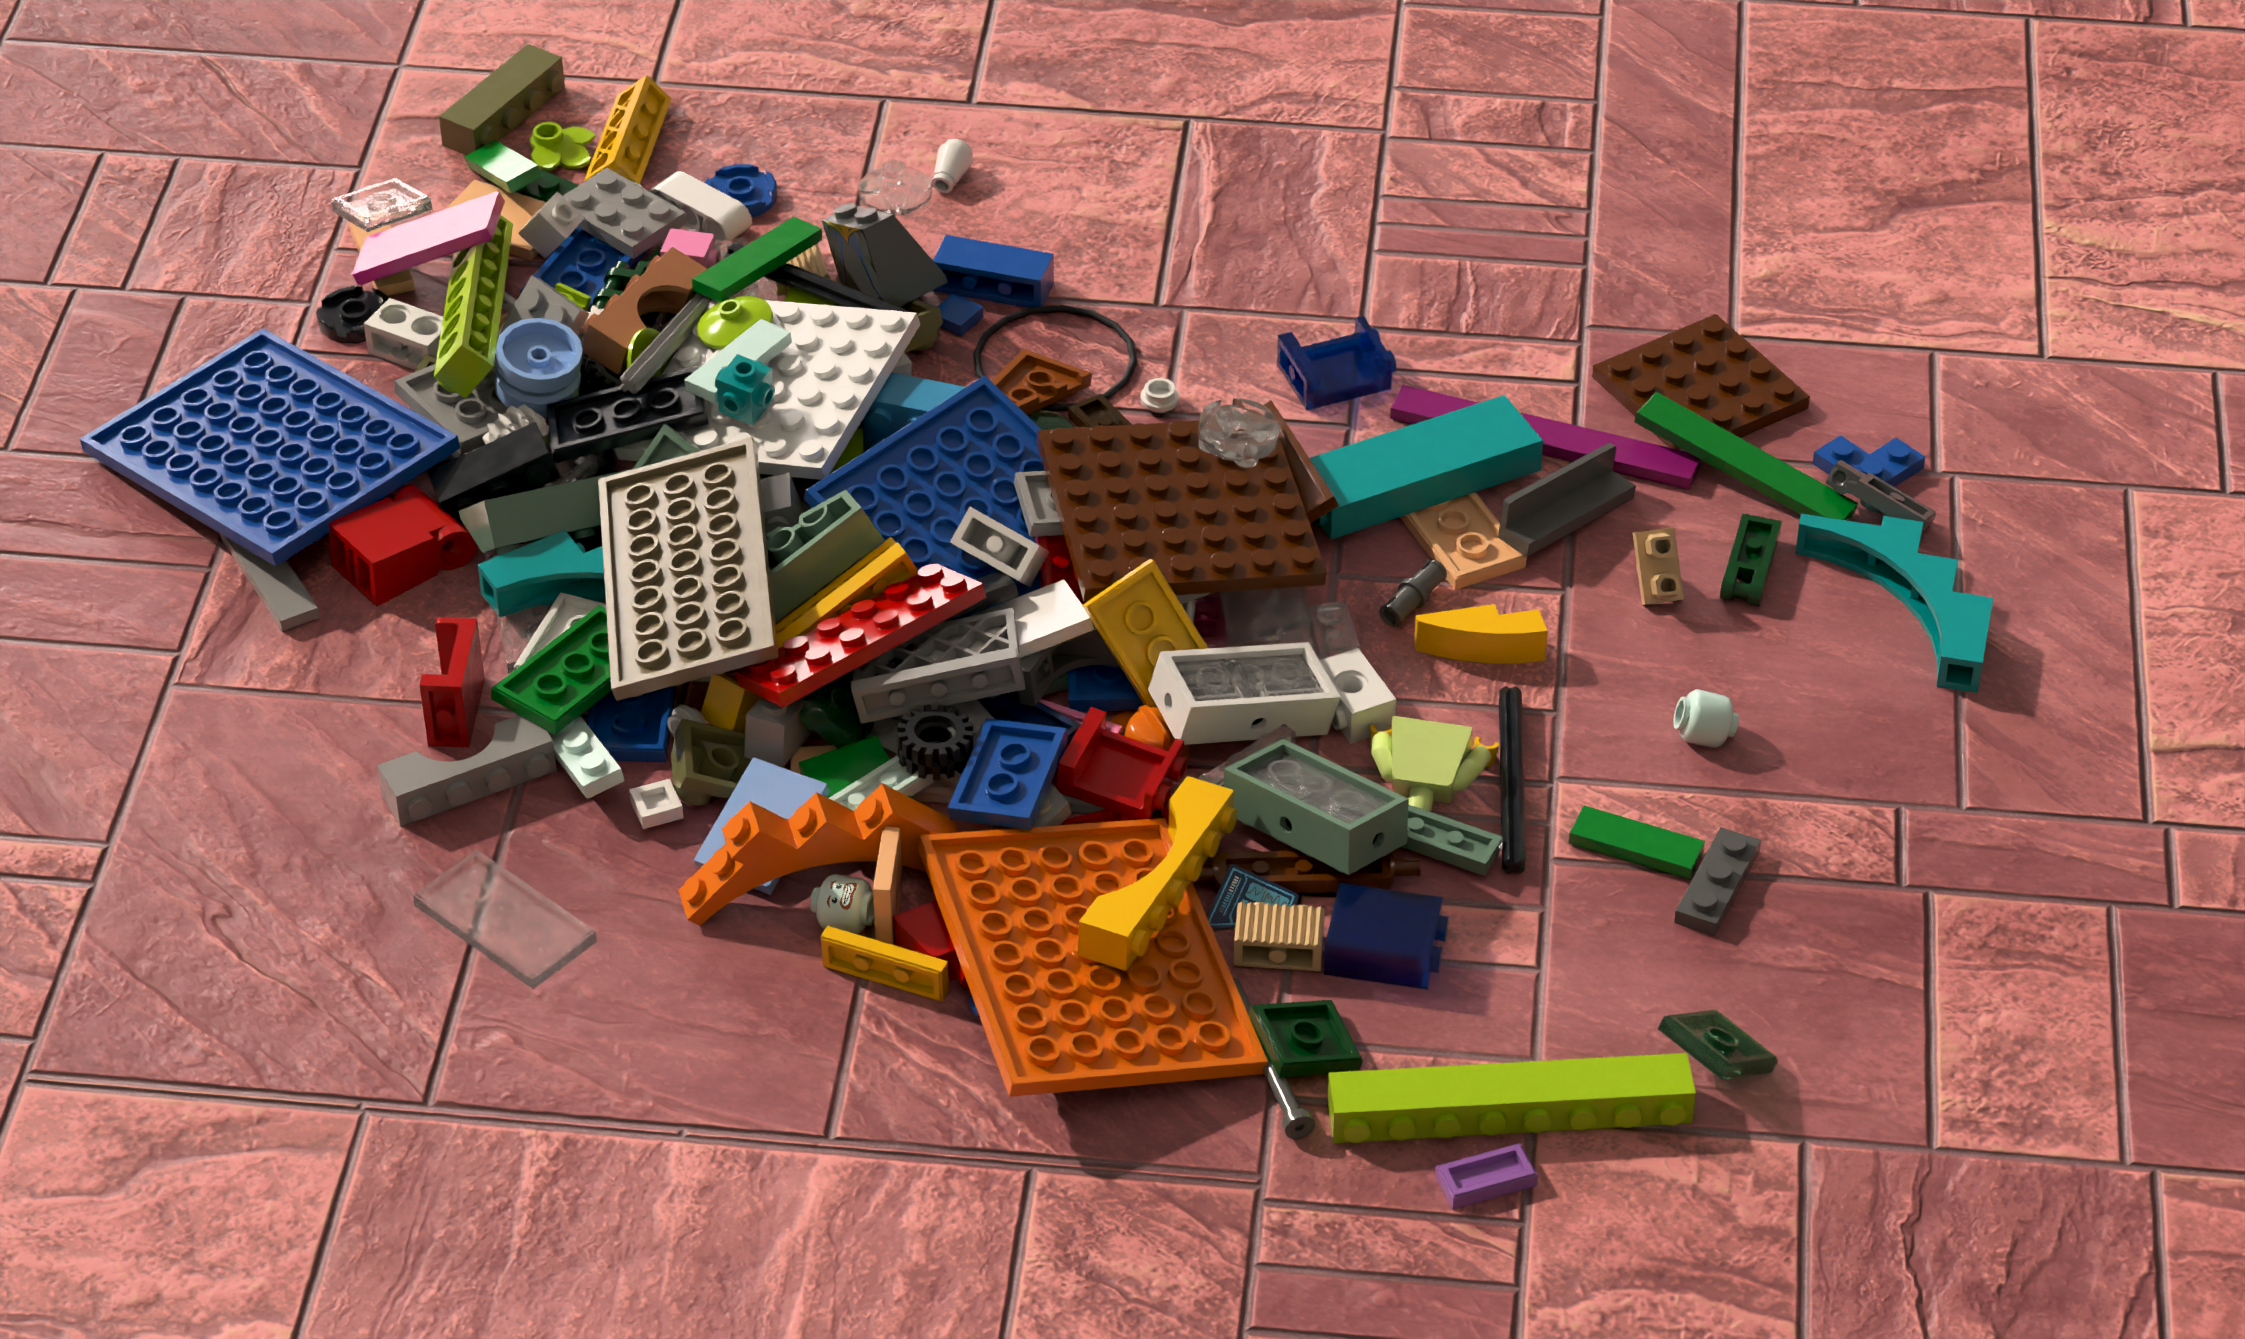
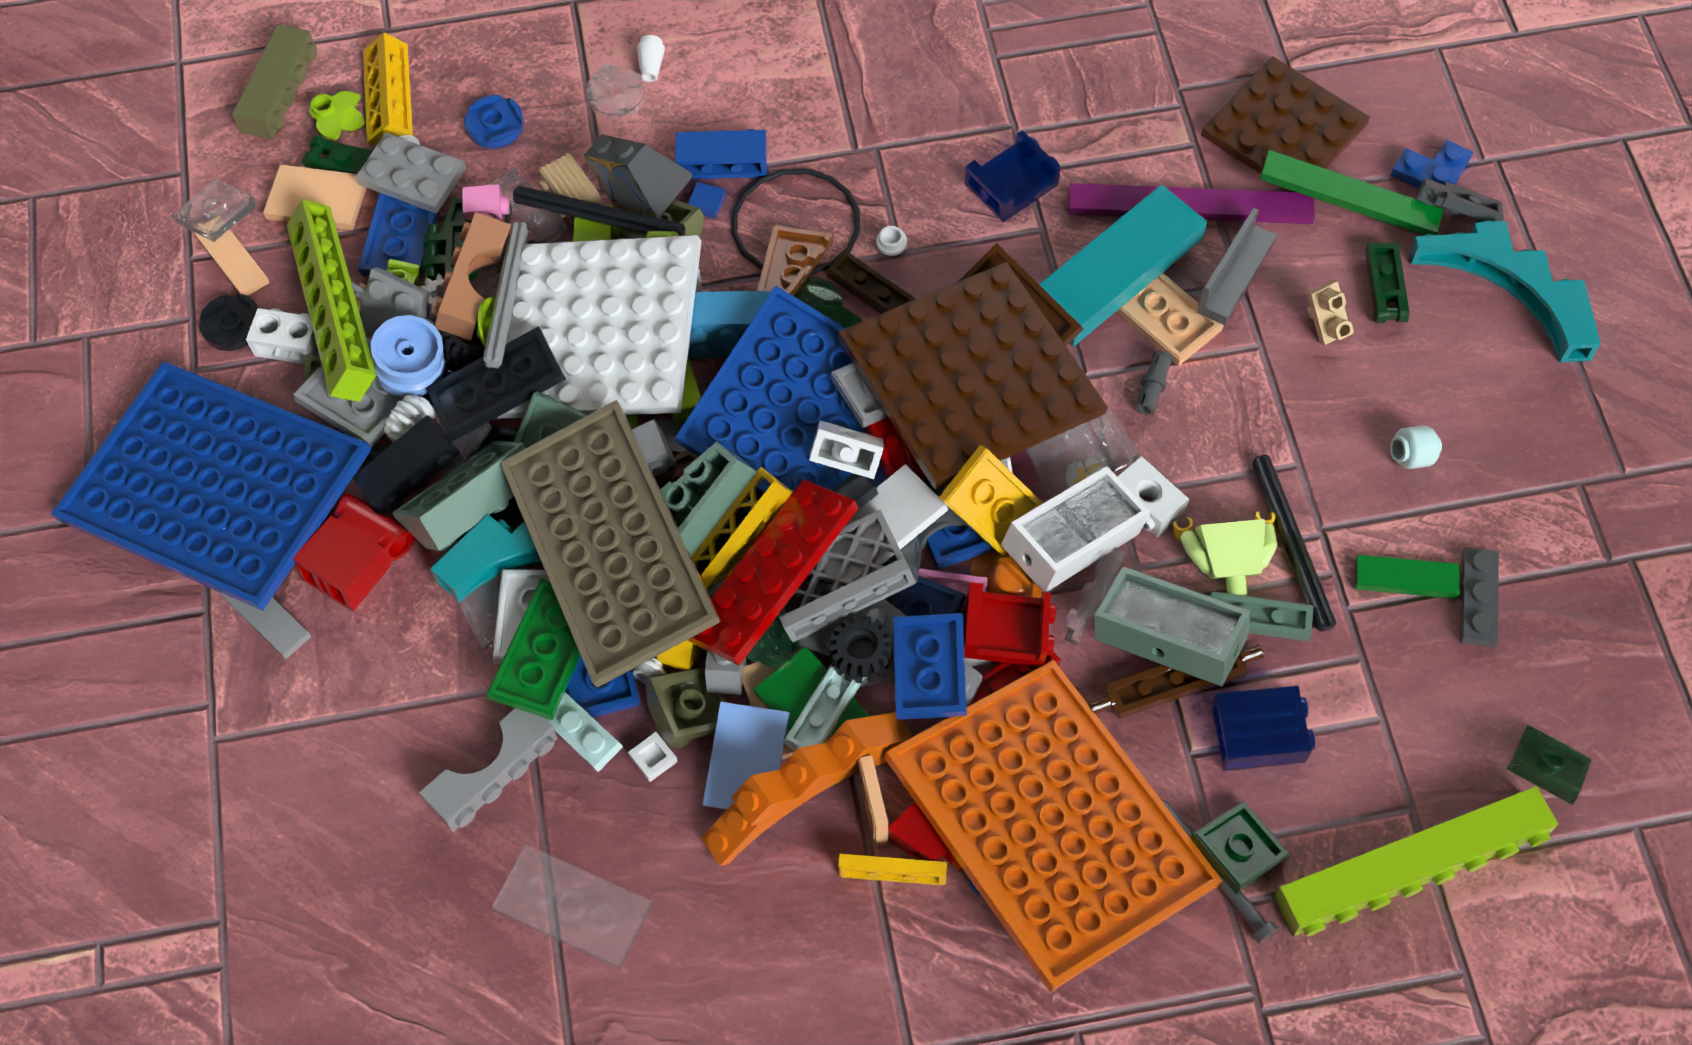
camera: 15 degrees left, 20 degrees up
(428, 238) = (270, 245): tile -> none
(454, 697) = (455, 717): red panel -> none
(503, 166) = (300, 149): green tile -> none
(551, 225) = (361, 200): white brick -> none
(705, 207) = (477, 149): white beam -> none
(730, 319) = (557, 279): lime dish -> none
(744, 389) = (590, 348): teal brick -> none
(757, 259) = (544, 204): green tile -> none
(757, 343) = (571, 317): light aqua tile -> none
(843, 903) = (840, 820): light aqua head -> none
(1123, 921) = (1074, 791): yellow arch -> none
(1220, 436) = (995, 307): clear plate -> none
(1247, 887) = (1147, 721): sticker -> none
(1279, 936) = (1183, 751): tan brick -> none
(1482, 635) = (1223, 411): yellow slope -> none
(1486, 1176) = (1421, 937): medium lavender tile -> none

